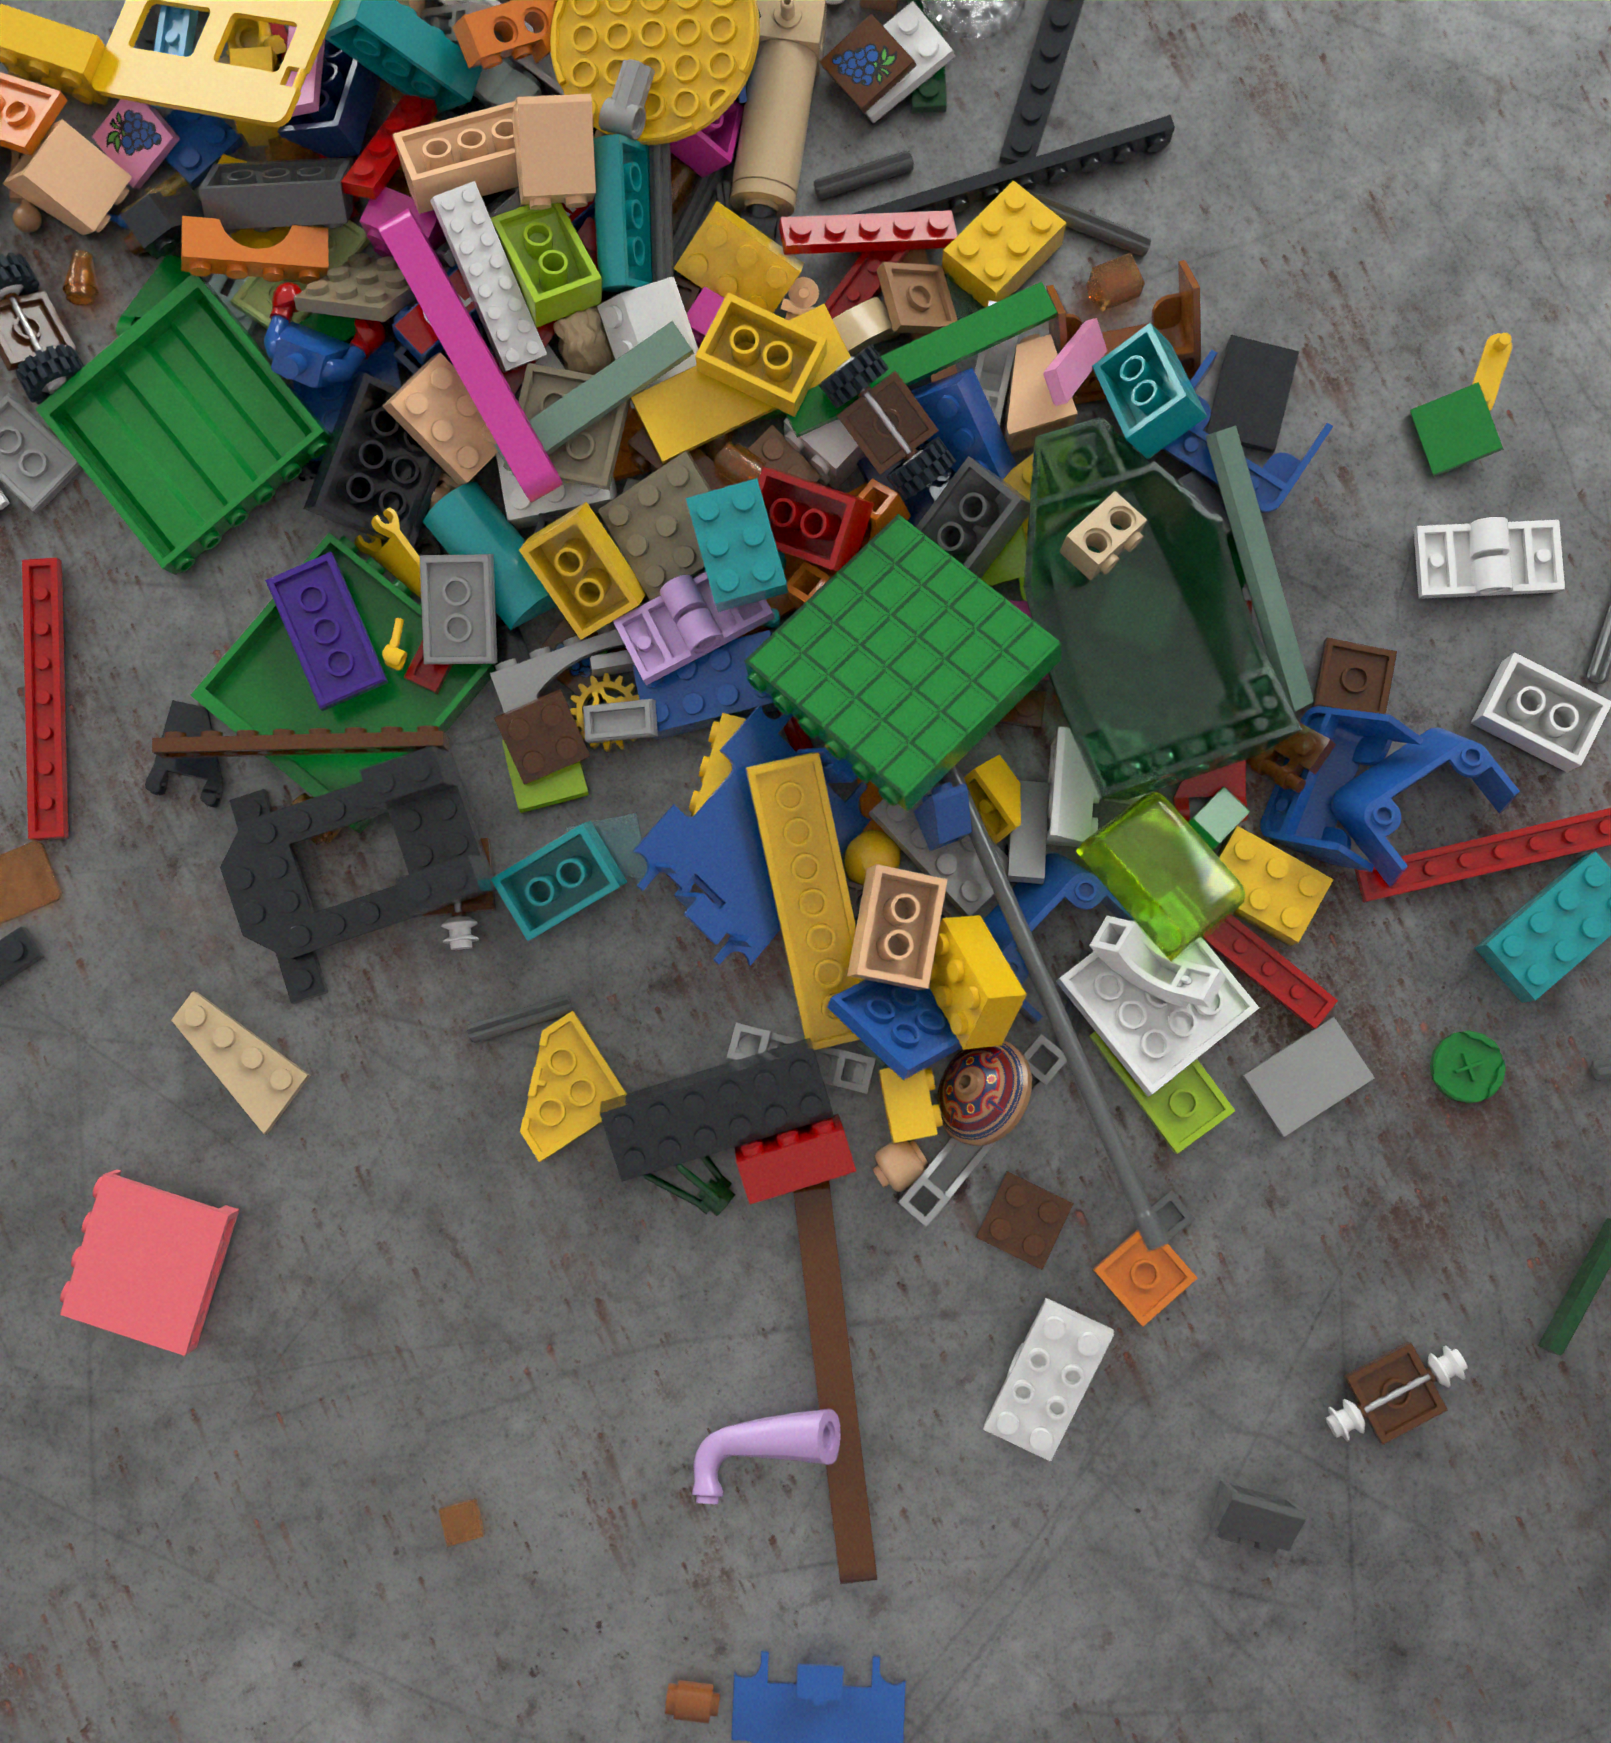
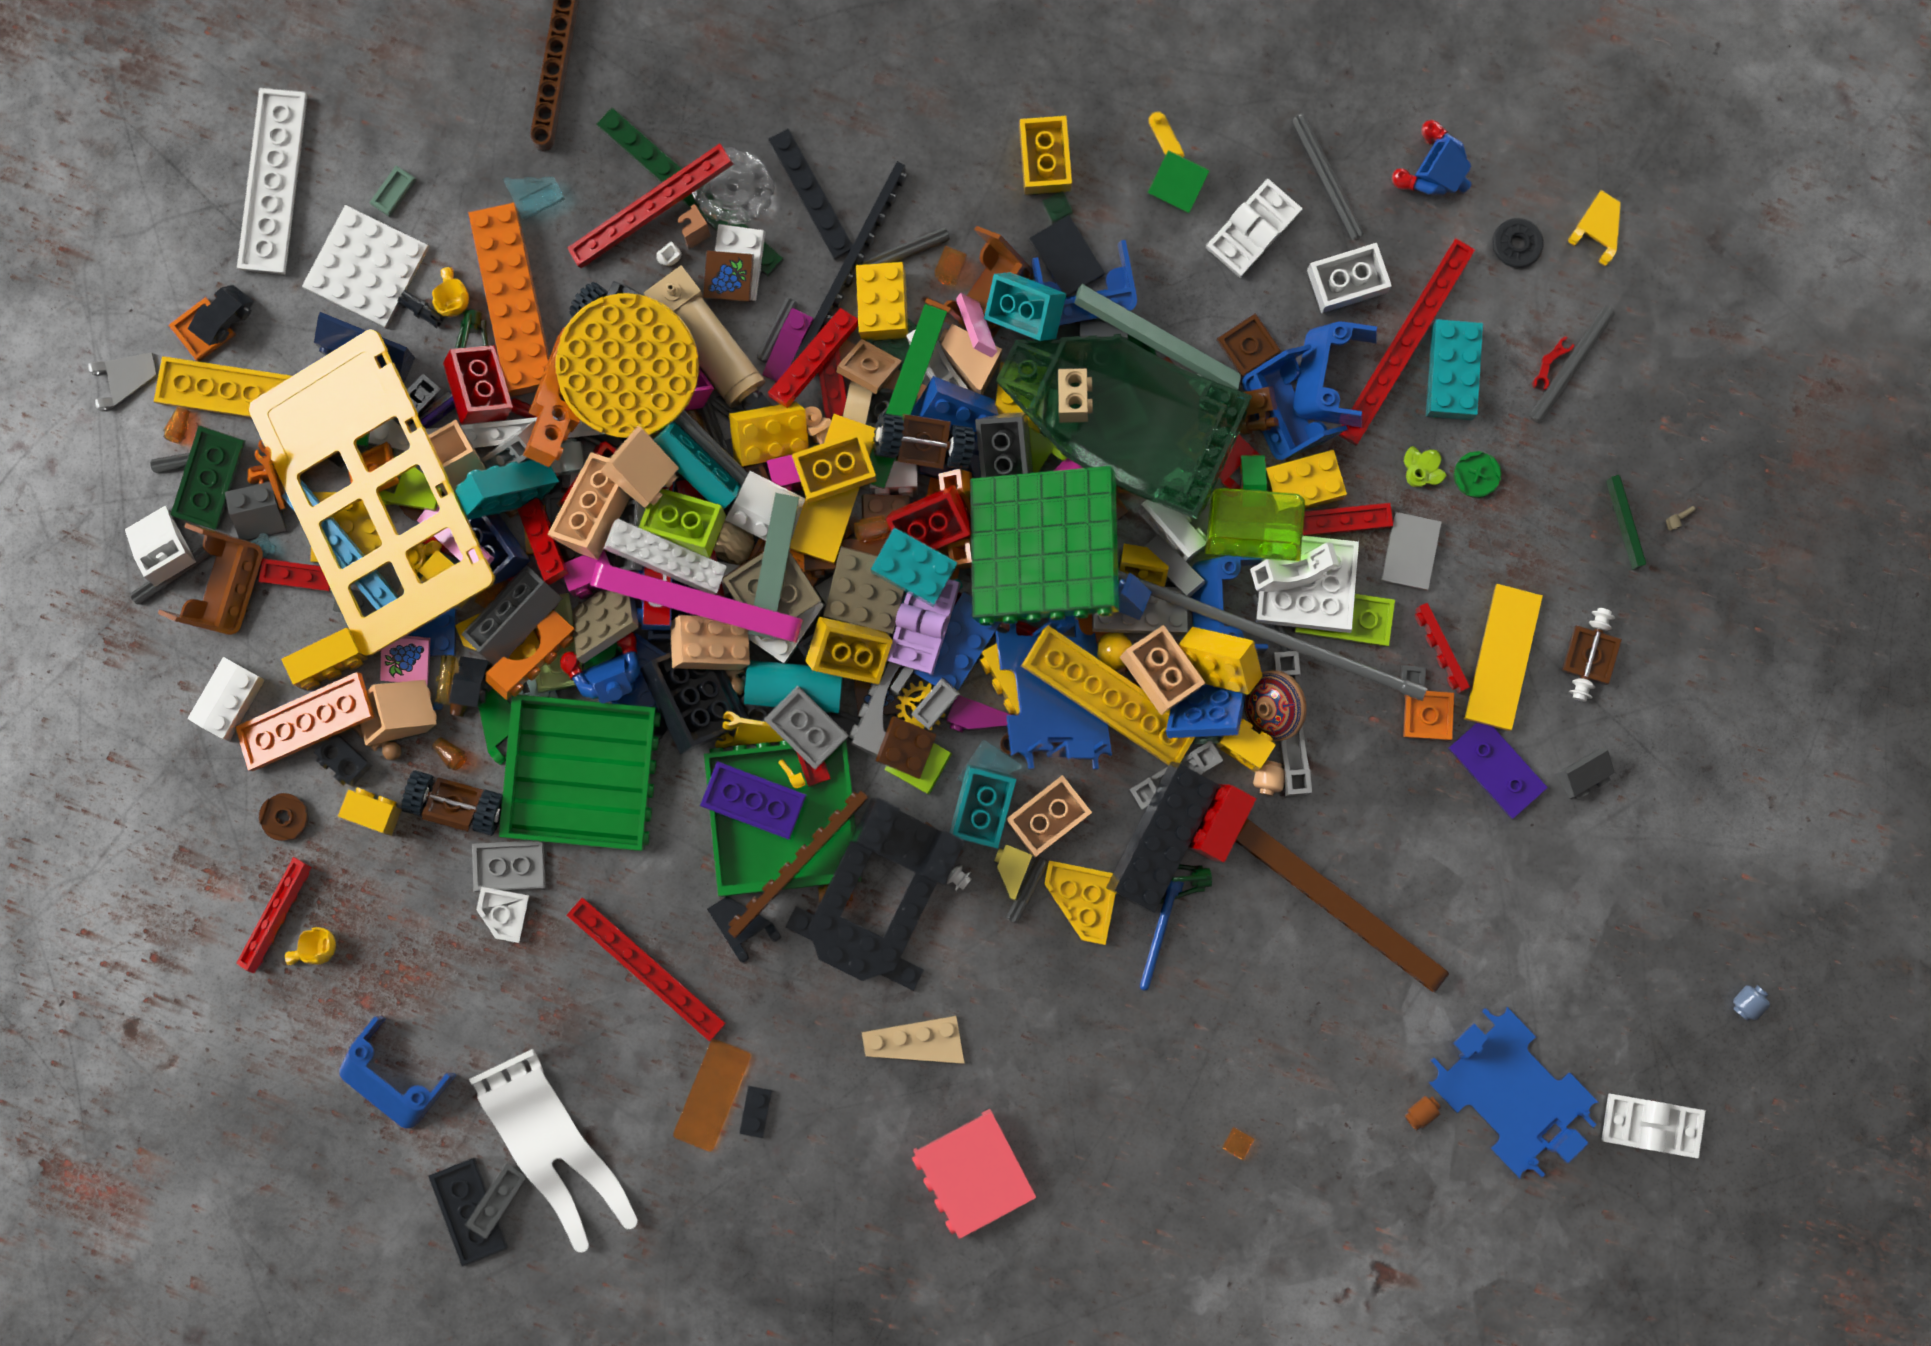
camera: 55 degrees left, 0 degrees up
(525, 980) = (1012, 868): none -> light yellow slope
(618, 963) = (1048, 816): none -> light nougat brick
(625, 109) = (652, 415): light grey piece -> none
(650, 775) = (974, 716): none -> magenta slope
(669, 1177) = (1172, 891): none -> blue piece
(792, 1436) = (1346, 949): lavender animal -> none
(862, 192) = (787, 344): none -> magenta slope
(1024, 1220) = (1350, 746): reddish brown plate -> none
(1048, 1379) = (1434, 806): white plate -> none
(1162, 1409) = (1497, 768): none -> dark purple plate
(1238, 1200) = (1445, 655): none -> red plate
(1292, 1295) = (1503, 657): none -> yellow tile
(1295, 332) = (1057, 207): none -> clear green plate
(1337, 261) = (1045, 155): none -> yellow brick
(1418, 998) = (1425, 465): none -> lime plate

